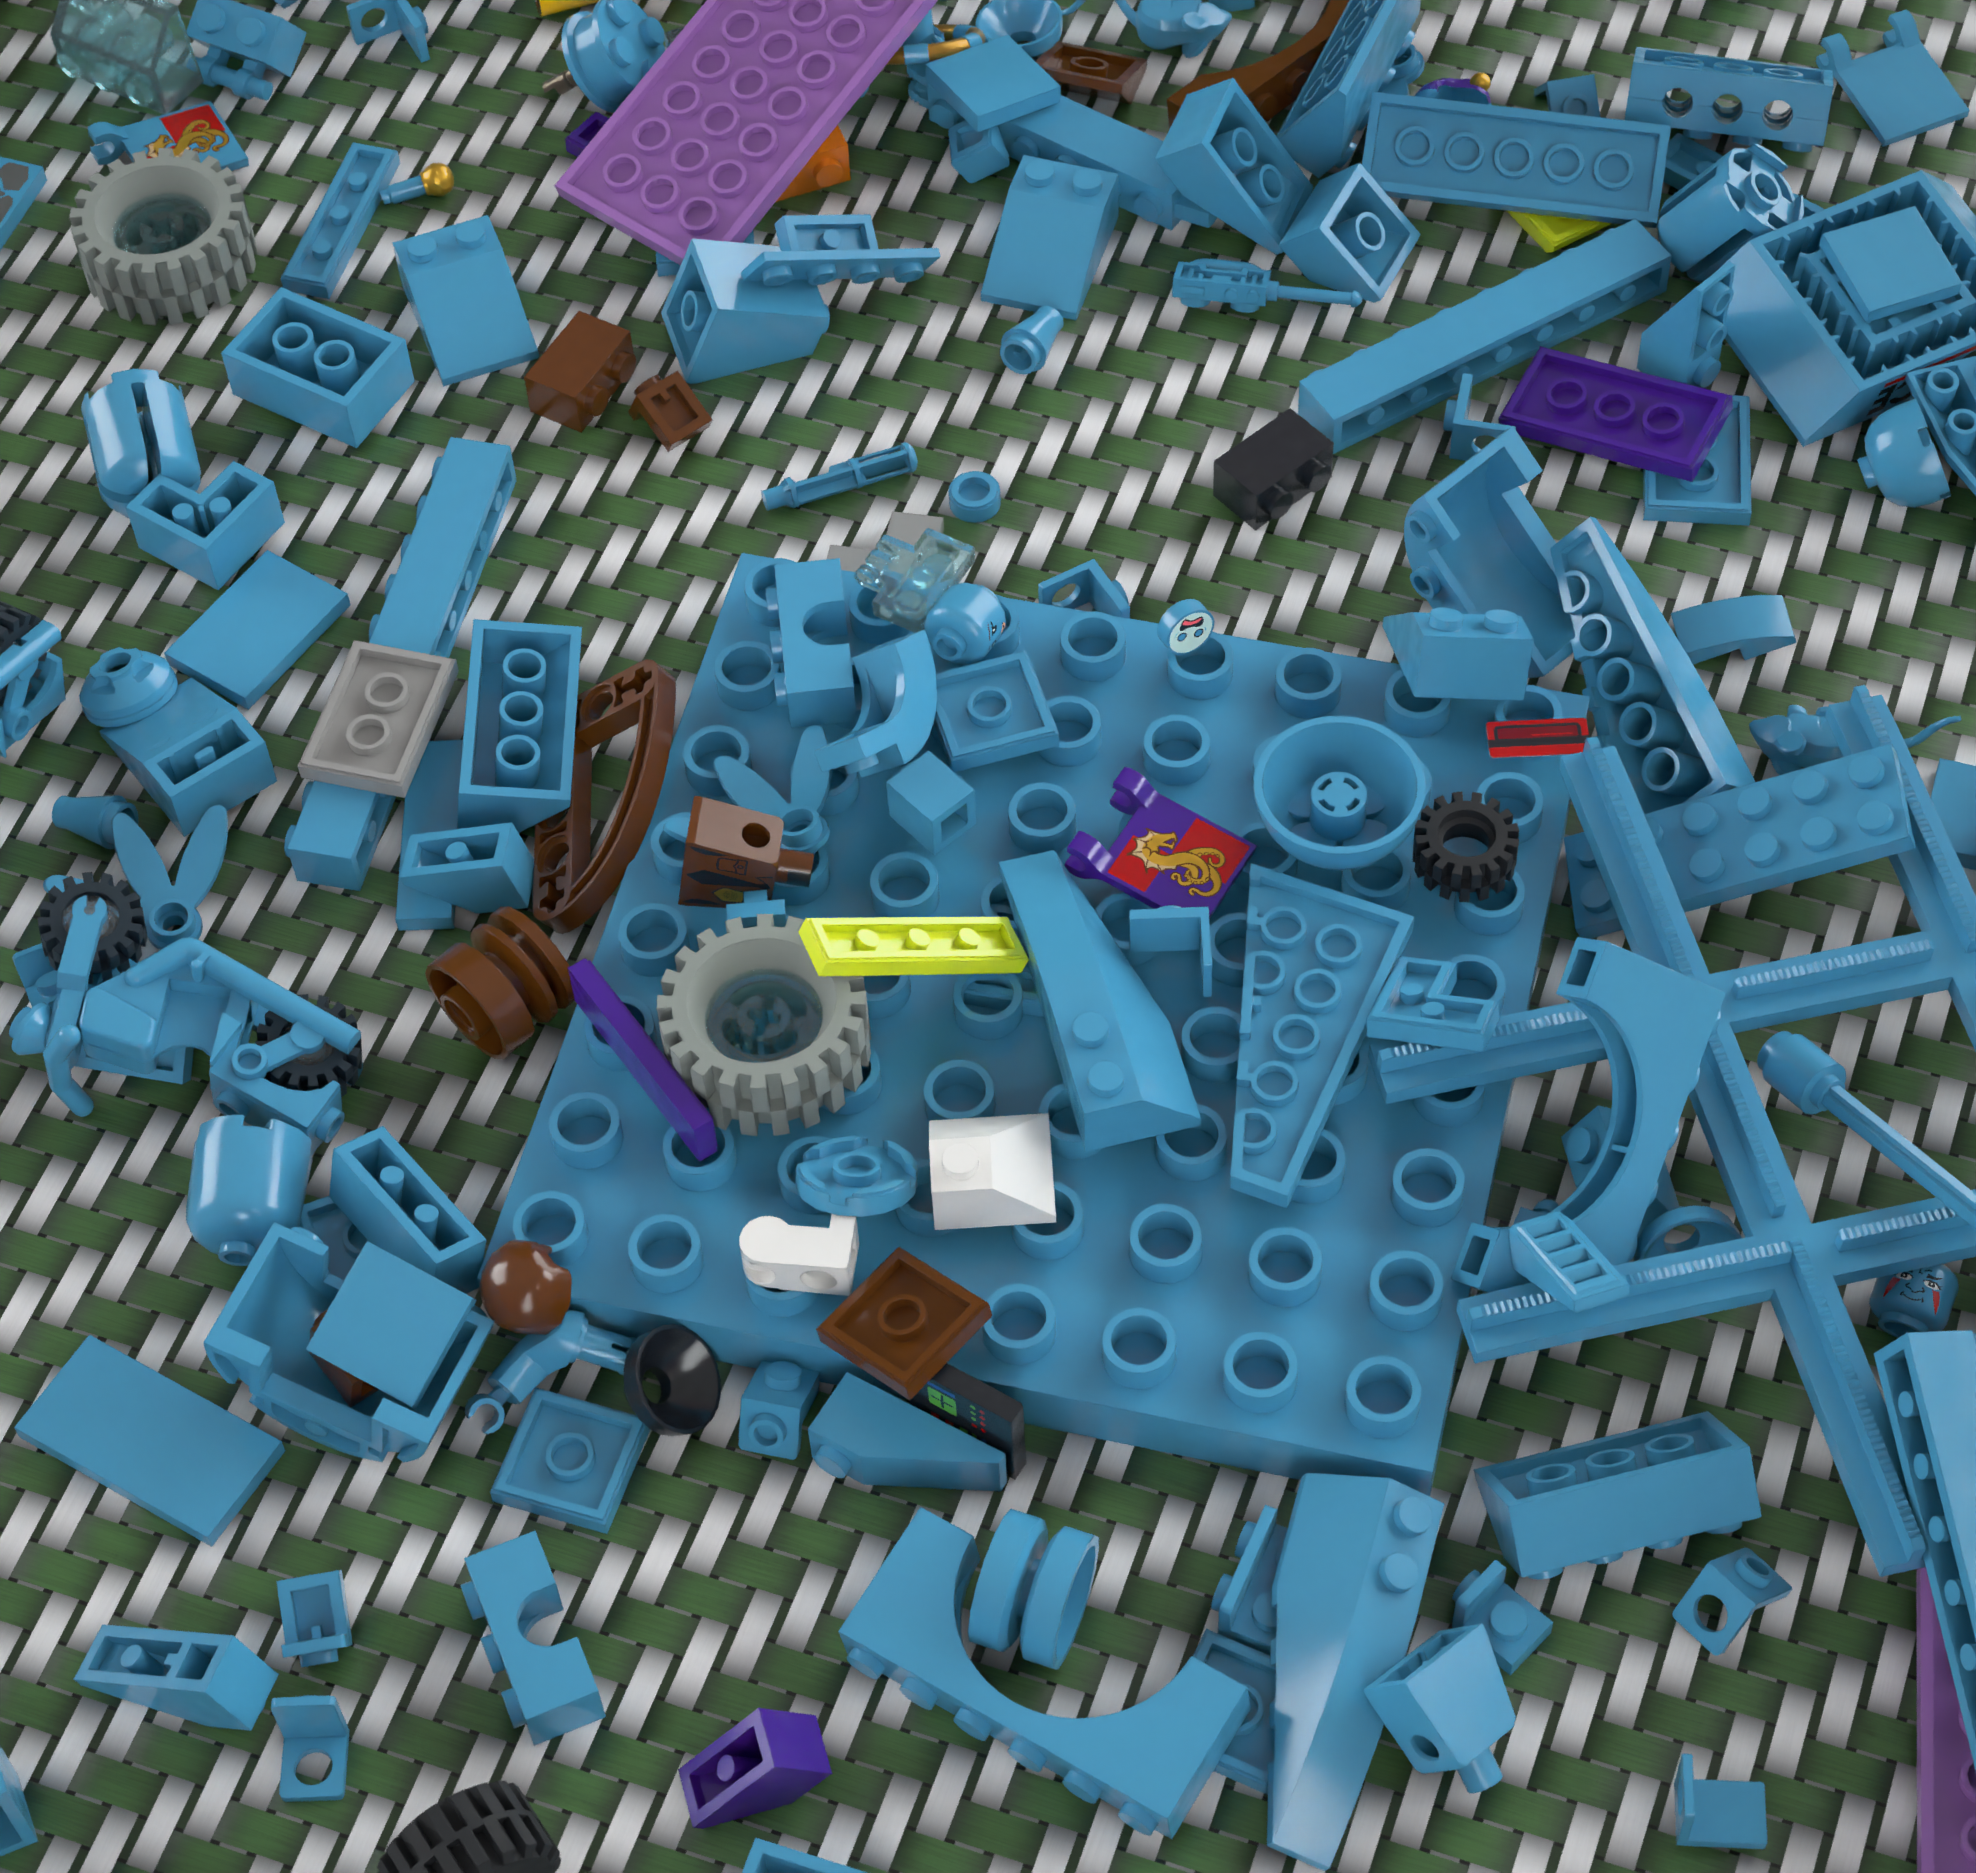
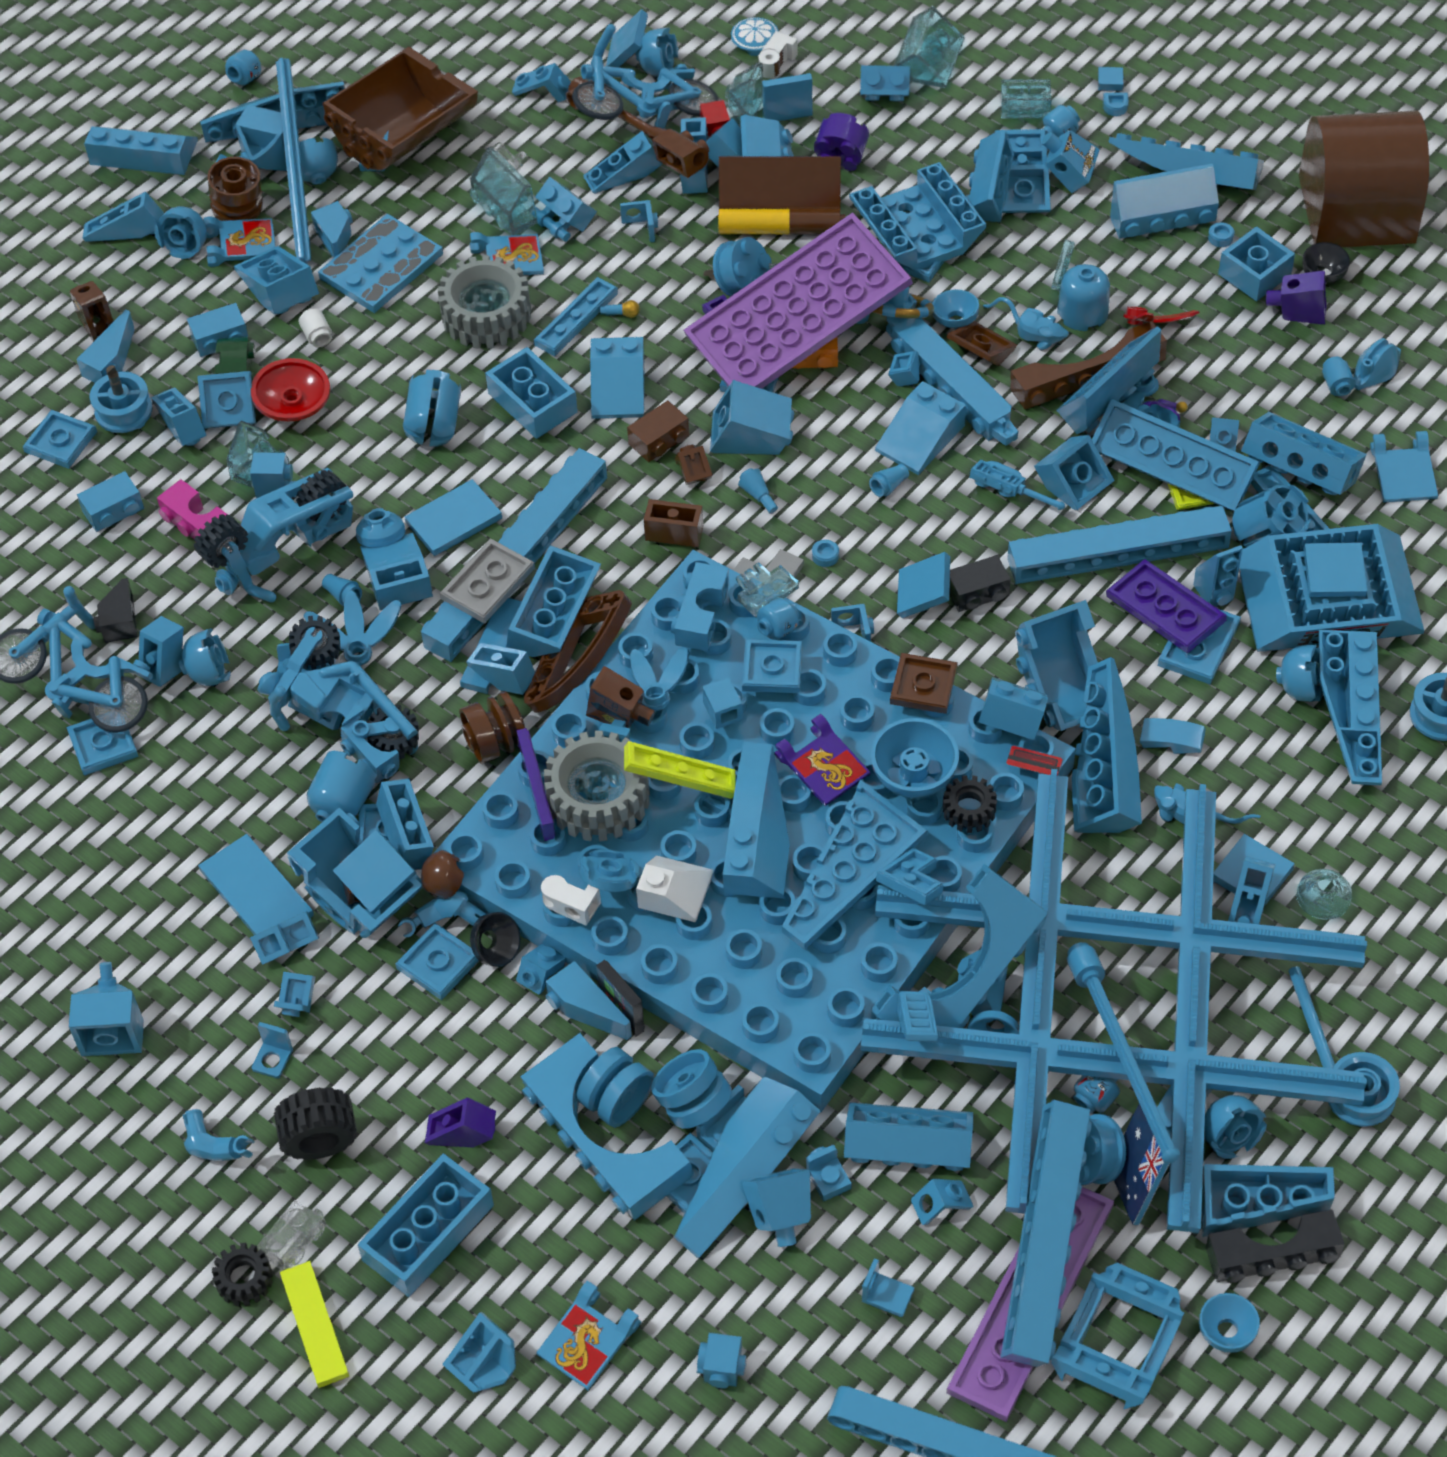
camera: 20 degrees right, 0 degrees up
(180, 1673) = (228, 999): dark azure slope -> none
(208, 531) = (448, 462): dark azure brick -> none
(247, 1513) = (284, 937): none -> dark azure slope
(548, 1683) = (385, 1058): dark azure arch -> none
(681, 519) = (673, 523): none -> reddish brown brick
(795, 414) = (754, 484): none -> dark azure cone
(835, 248) = (804, 403): dark azure bracket -> none
(842, 477) = (764, 523): dark azure piece -> none
(895, 708) = (725, 652): dark azure arch -> none
(904, 1323) = (603, 945): reddish brown tile -> none
(992, 83) = (923, 337): dark azure tile -> none
(1174, 930) = (809, 800): dark azure bracket -> none
(1181, 498) = (923, 585): none -> dark azure tile
(1183, 1543) = (691, 1089): none -> dark azure wheel
(1185, 626) = (884, 652): tile -> none
(1234, 164) = (1027, 417): dark azure slope -> none
(1278, 660) = (923, 683): none -> reddish brown tile
(1466, 430) = (1083, 590): dark azure bracket -> none
(1761, 835) = (1125, 844): dark azure plate -> none

